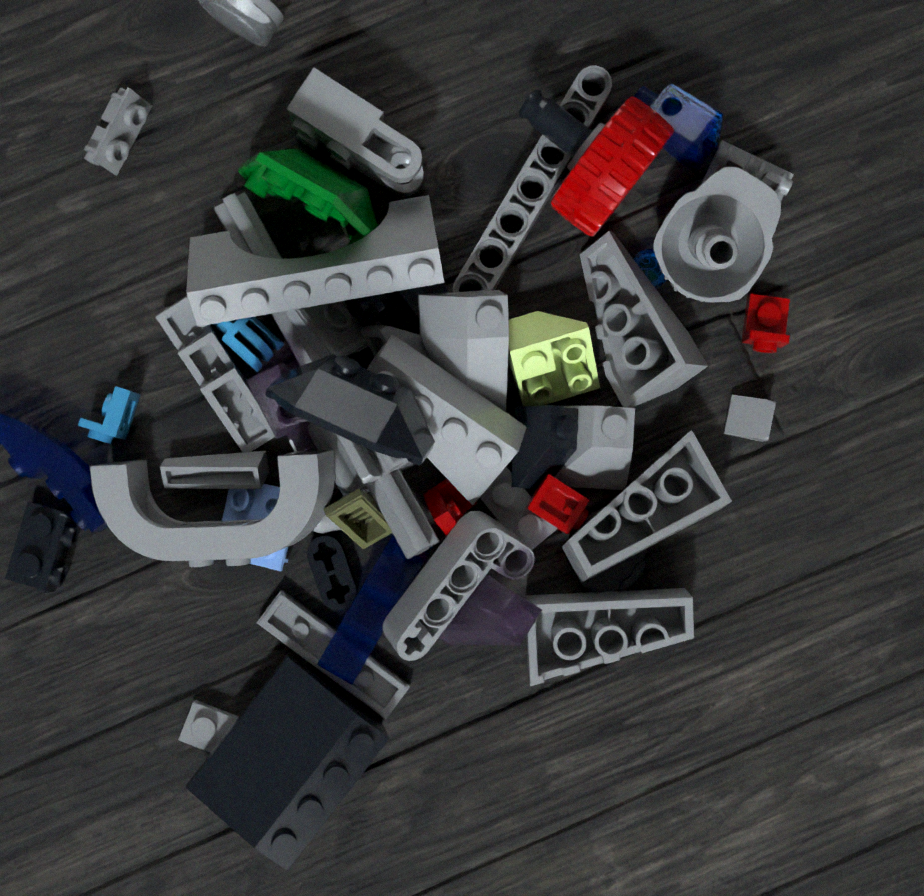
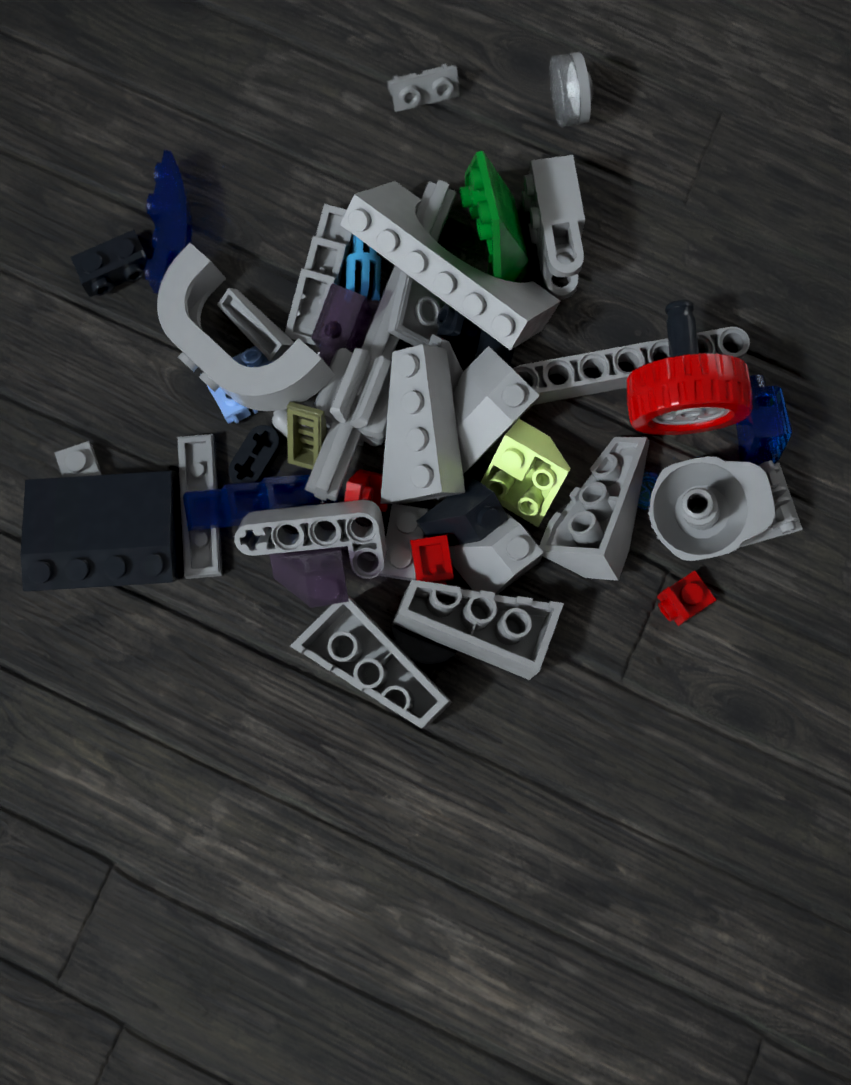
camera: 55 degrees right, 10 degrees down
(118, 414) = (239, 236): dark azure bracket -> none
(356, 406) = (377, 358): black wedge -> none
(749, 418) = (609, 644): light grey slope -> none

